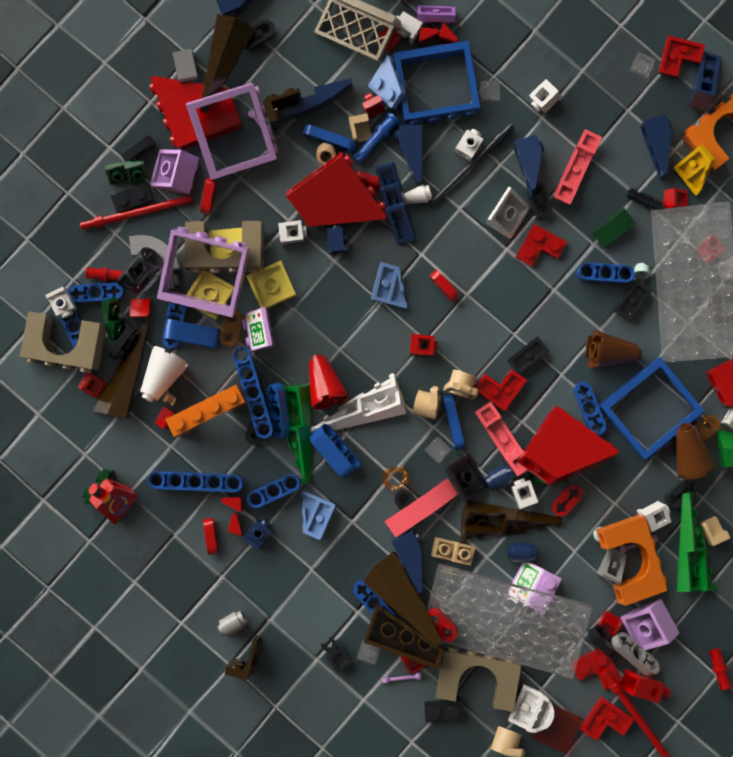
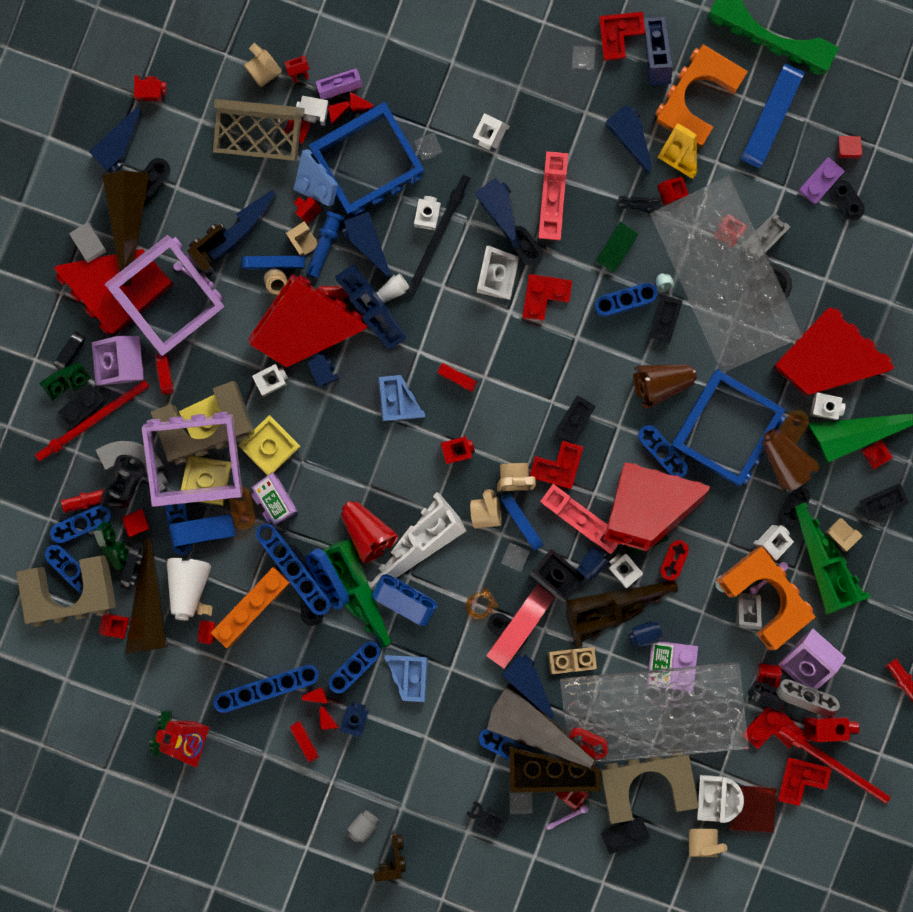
camera: 25 degrees left, 0 degrees up
(68, 306) = (45, 540): white brick -> none

